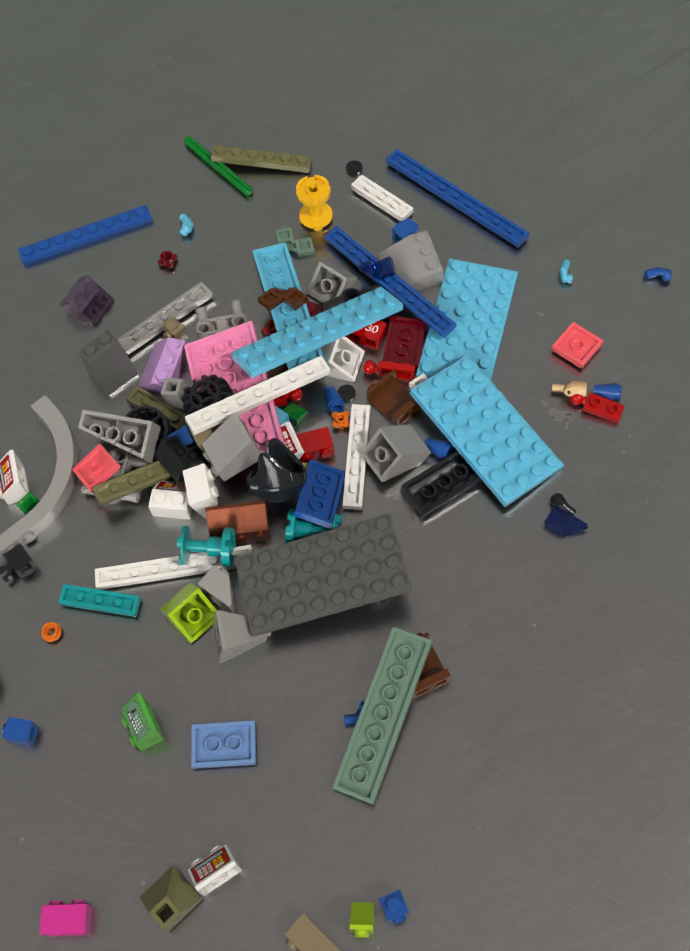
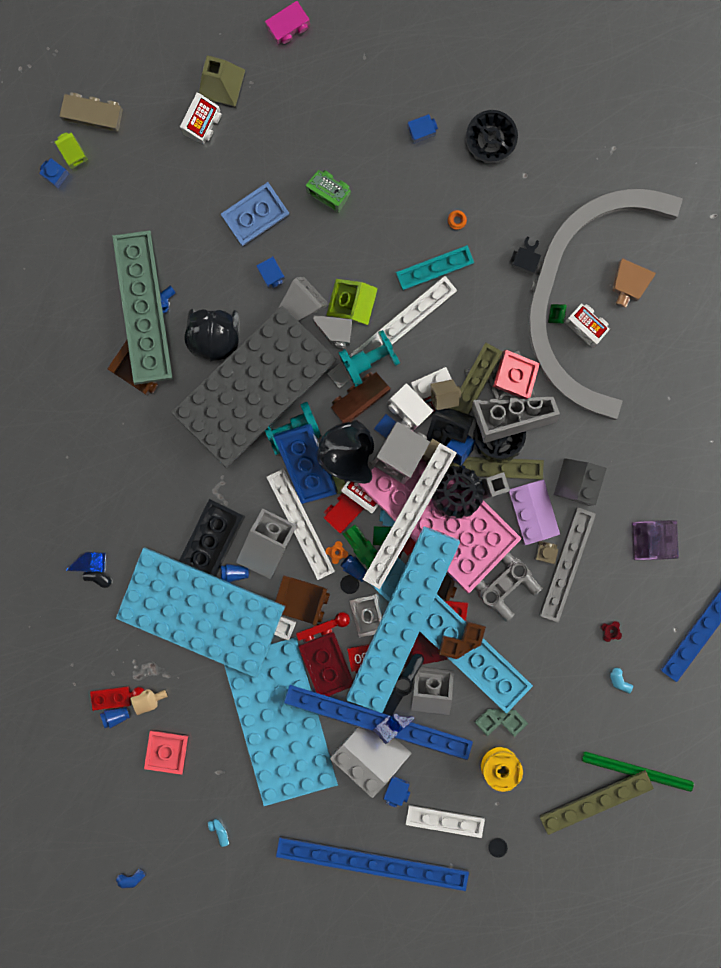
camera: 140 degrees right, 25 degrees up
(164, 481) = (445, 394): none -> dark tan brick
(232, 489) = (385, 426): none -> blue brick
(244, 679) = (271, 273): none -> blue brick
(316, 405) = (362, 547): none -> green piece
(336, 649) = (212, 334): none -> black piece

